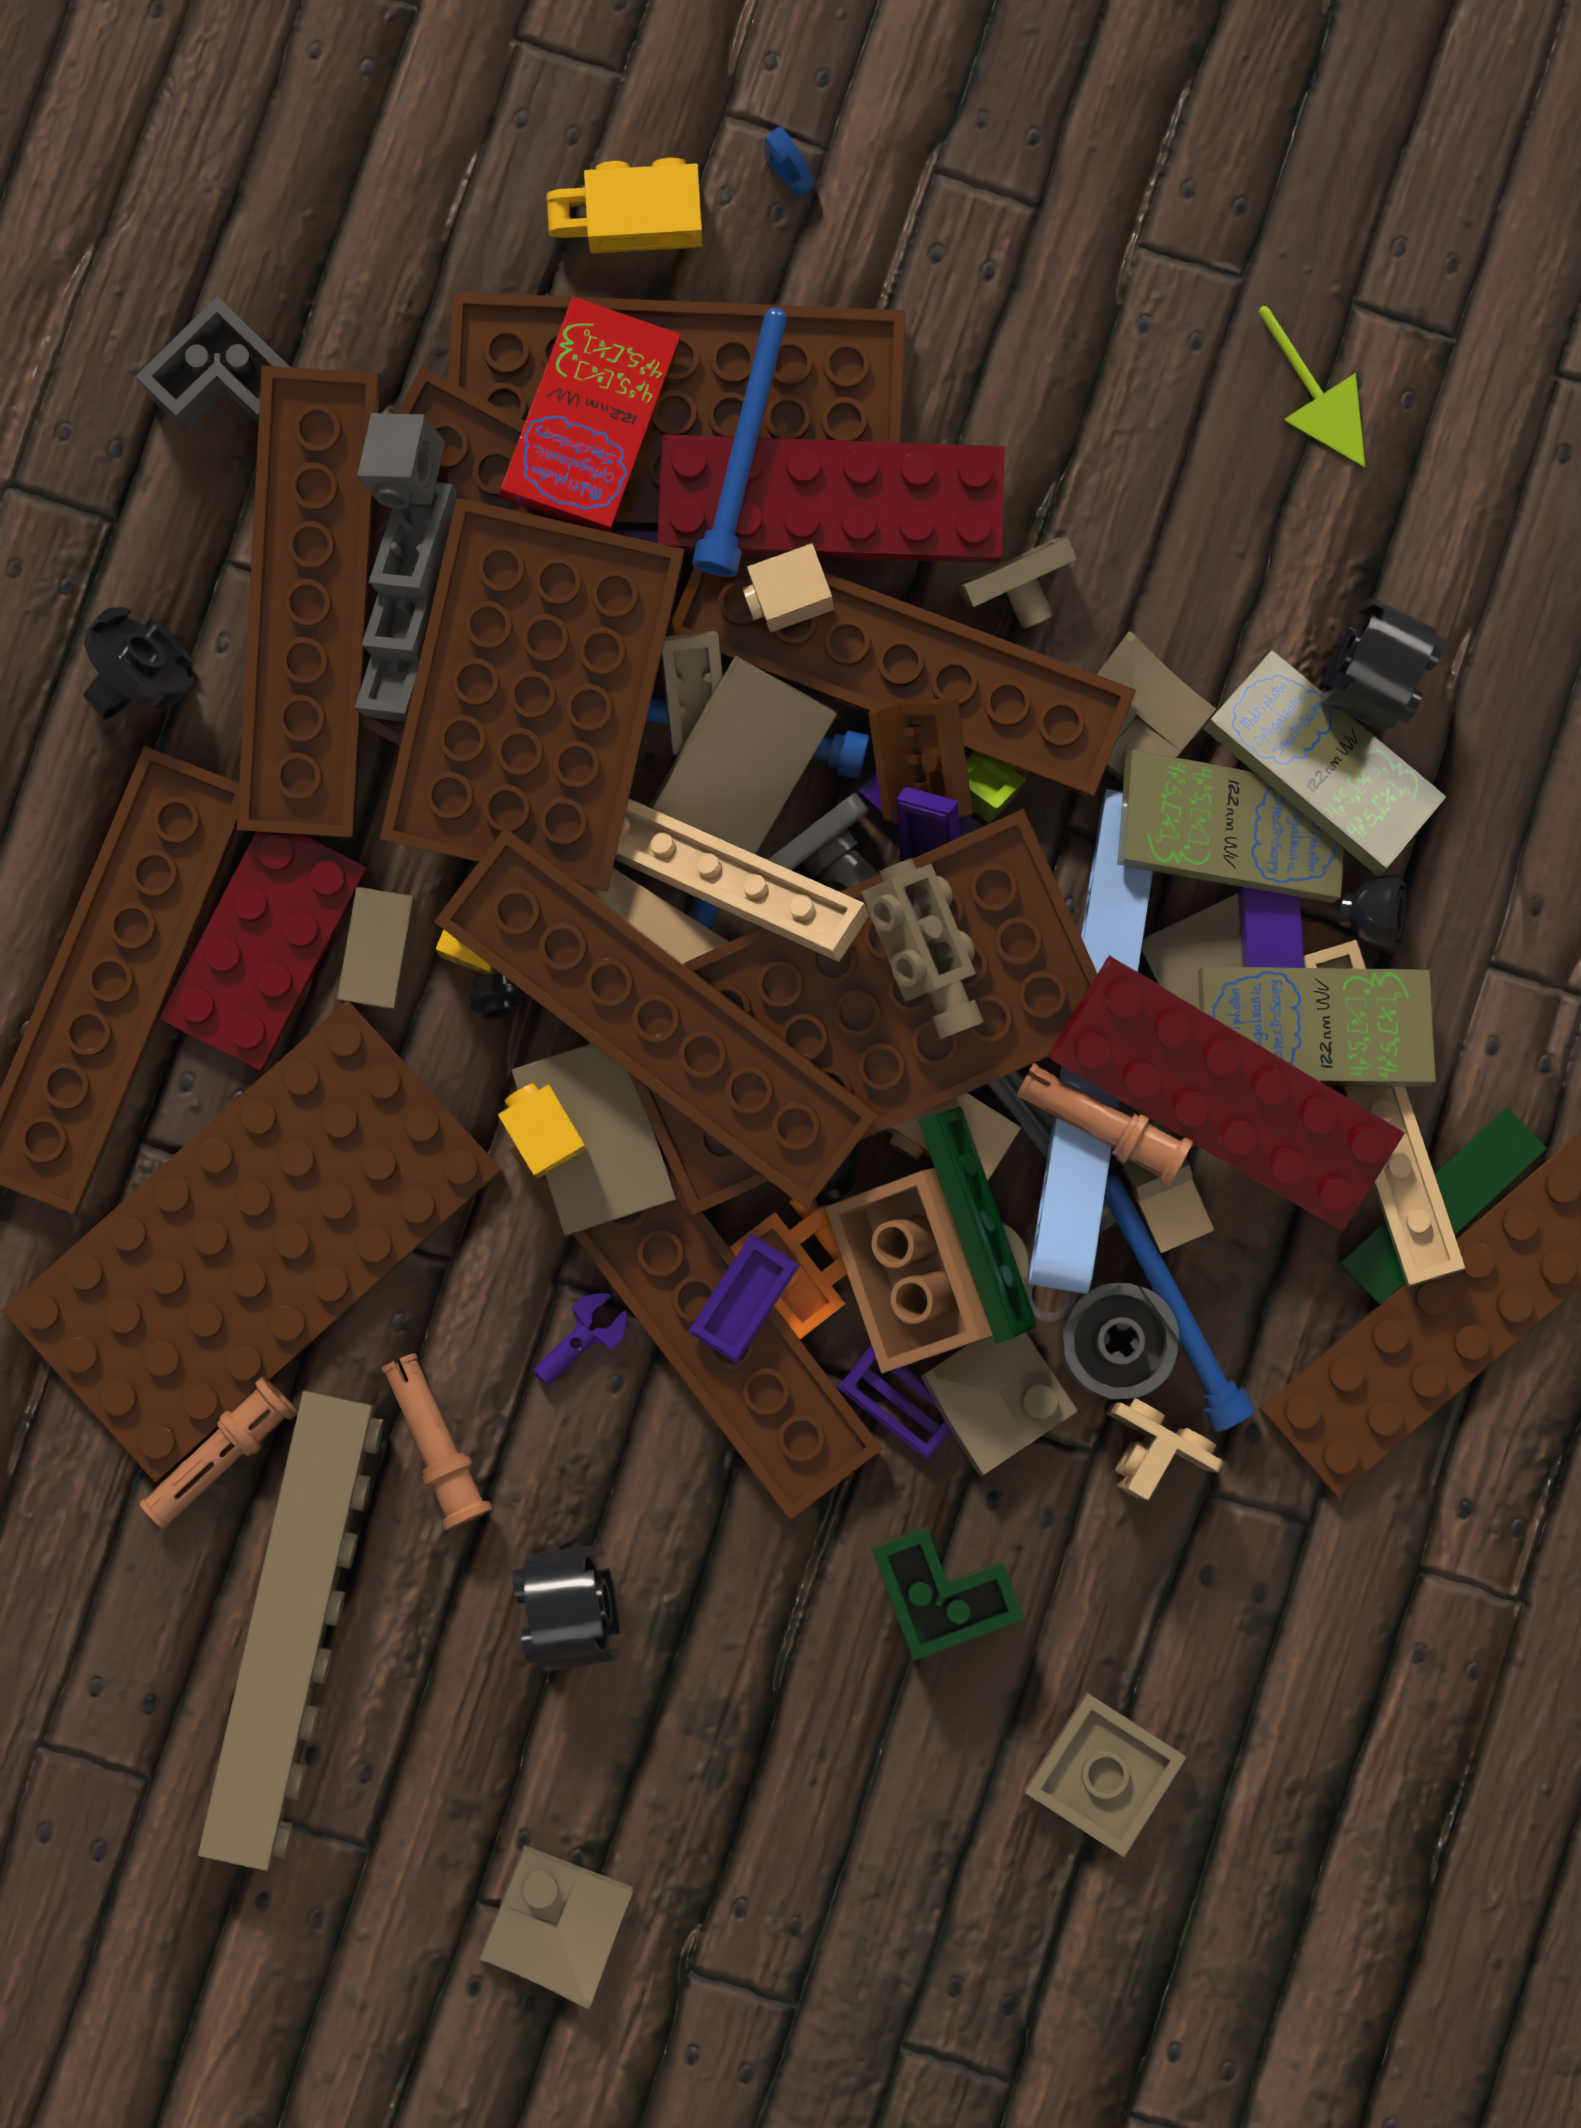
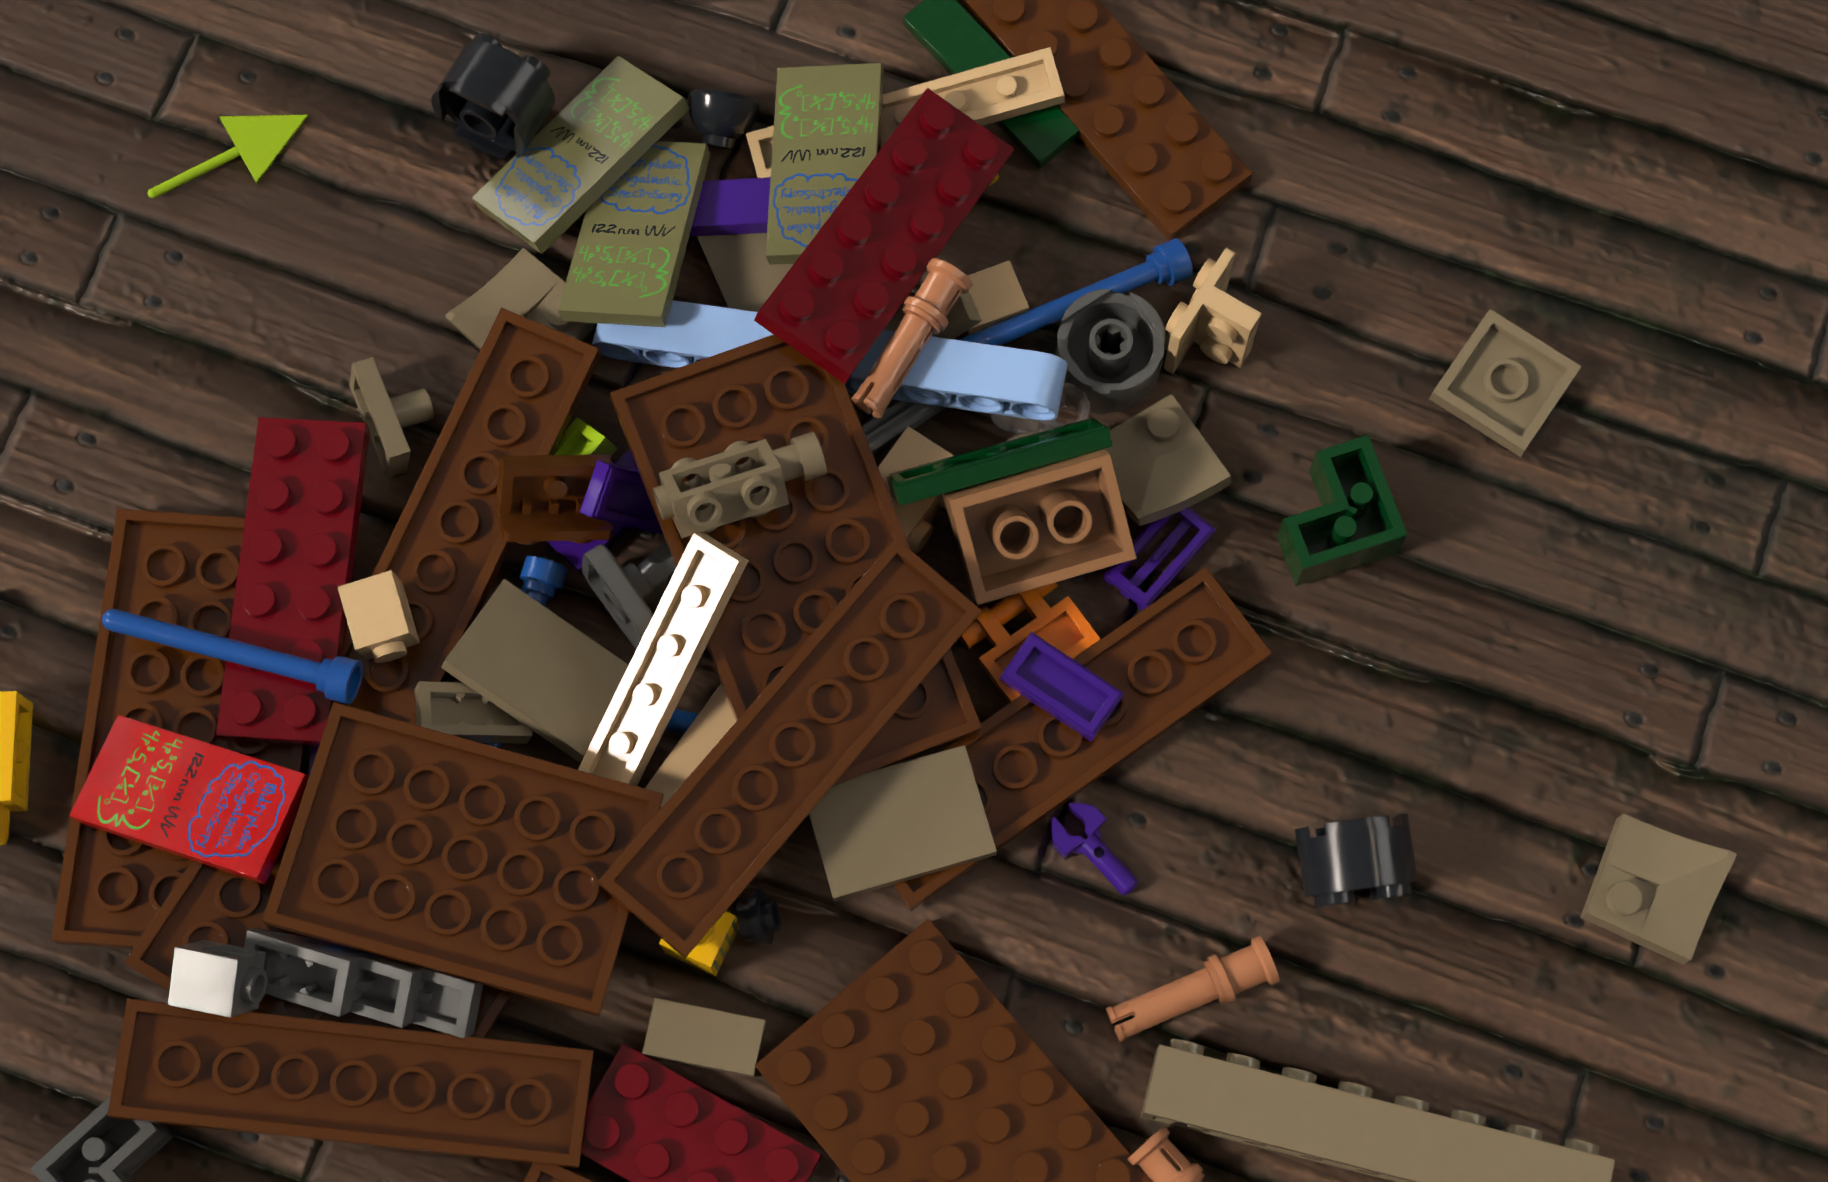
camera: 80 degrees left, 10 degrees down
(541, 1129) = (894, 864): yellow brick -> none

